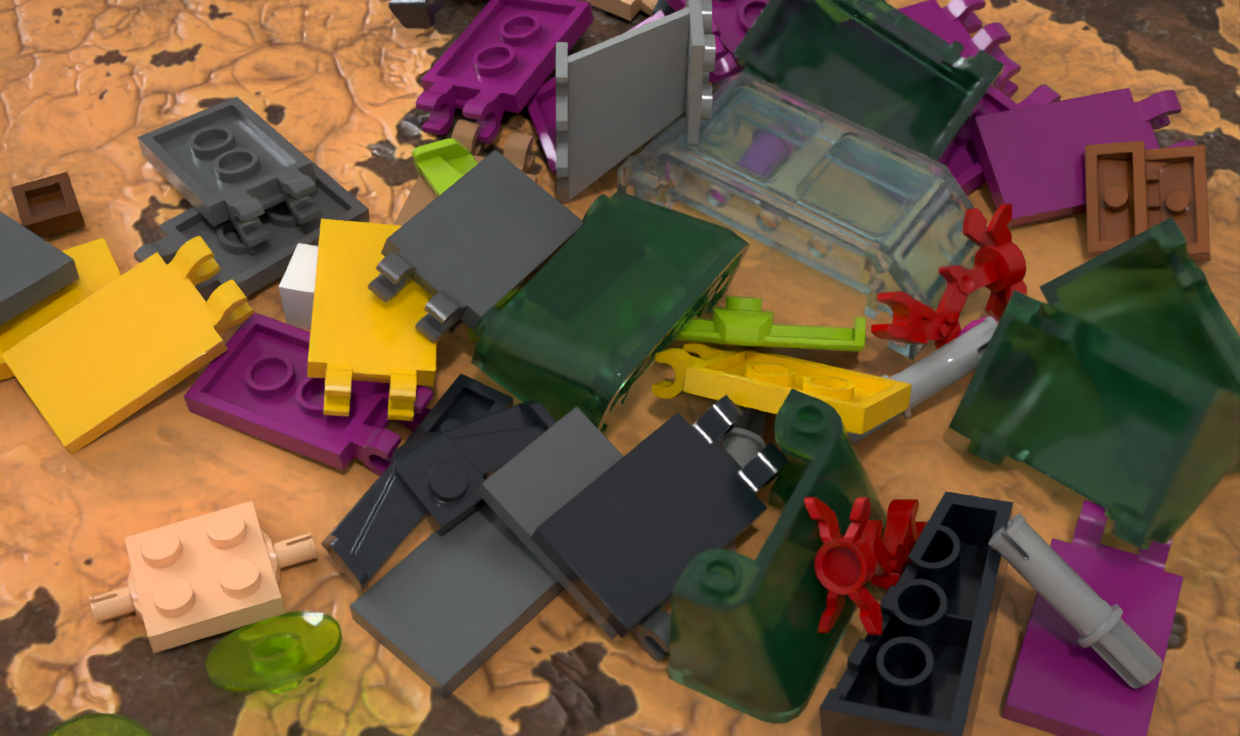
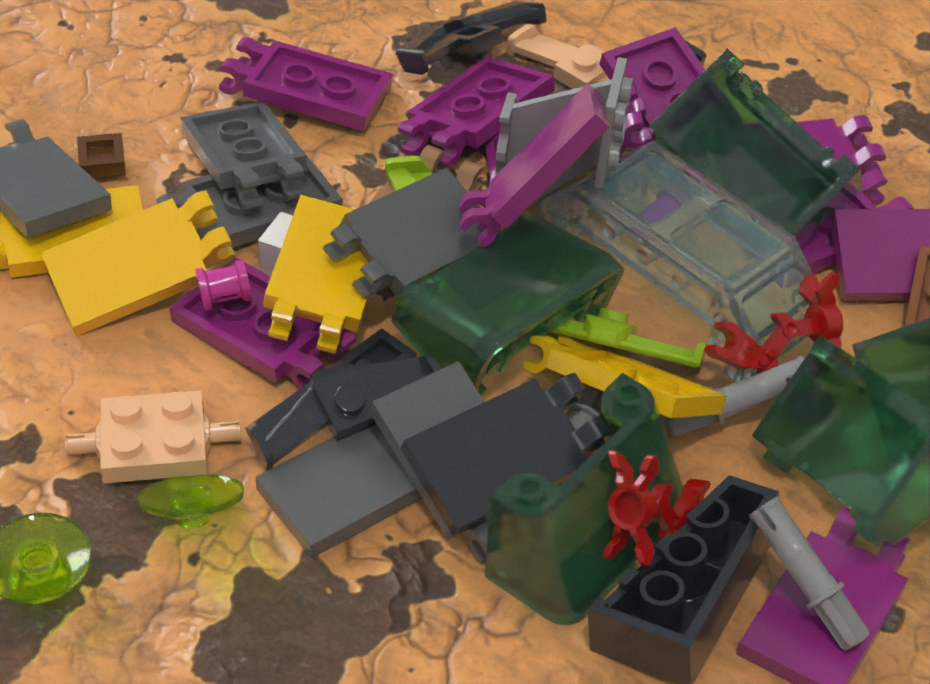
camera: 10 degrees right, 5 degrees down
(248, 355) = (223, 284): none -> dark pink bush
(285, 62) = (307, 82): none -> magenta tile
(617, 132) = (536, 165): none -> magenta tile

